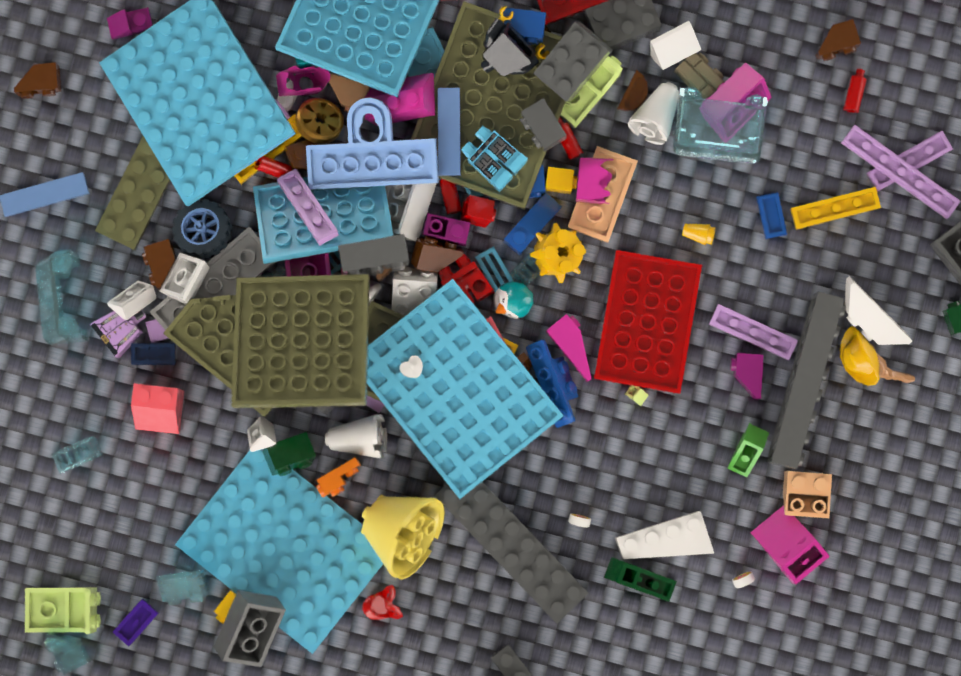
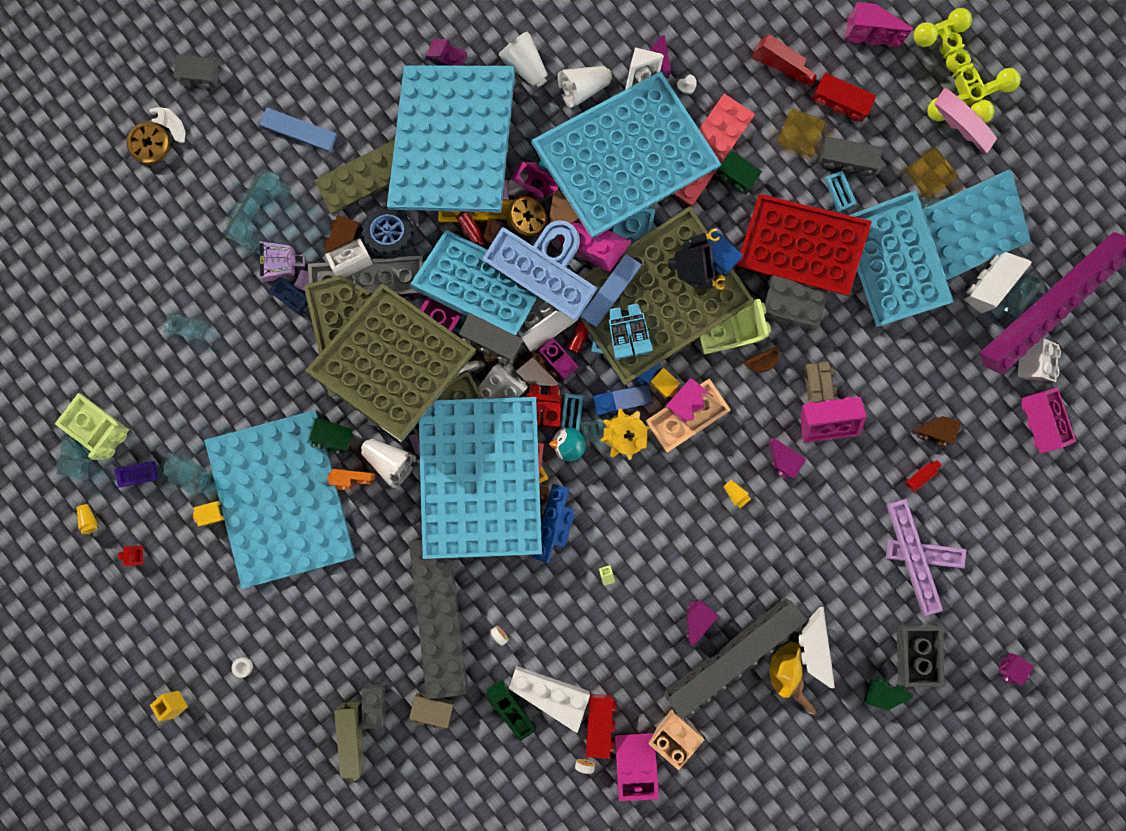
camera: 40 degrees right, 0 degrees up
(40, 80) = (354, 47): reddish brown slope -> none
(132, 299) = (302, 246): white slope -> none
(157, 408) = (262, 334): coral slope -> none
(249, 628) = (207, 539): dark grey brick -> none
(261, 434) = (320, 408): white slope -> none
(307, 207) = (471, 271): lavender plate -> none
(380, 605) = (313, 589): red piece -> none
(403, 531) = (366, 551): light yellow cone -> none
(412, 367) = (459, 439): white piece -> none
(478, 211) = (590, 363): red brick -> none
(543, 125) = (681, 335): dark grey brick -> none
(569, 340) = (587, 500): dark pink slope -> none
(569, 633) = (431, 711): none -> dark tan brick
(570, 144) = (692, 359): red cylinder -> none
(573, 61) = (736, 304): dark grey brick -> none
(648, 322) = (653, 530): red plate -> none
(656, 114) = (768, 387): white cone -> none
(674, 45) = (818, 347): white slope -> none
(719, 127) = (807, 429): clear light blue windscreen -> none
(719, 171) = (785, 459): none -> magenta slope
(730, 533) = (600, 726): none -> red brick
(748, 450) = (657, 675): bright green slope -> none
(753, 332) = (723, 593): lavender plate -> none
(771, 215) = (797, 519): blue tile -> none
(835, 208) = (848, 548): yellow plate -> none

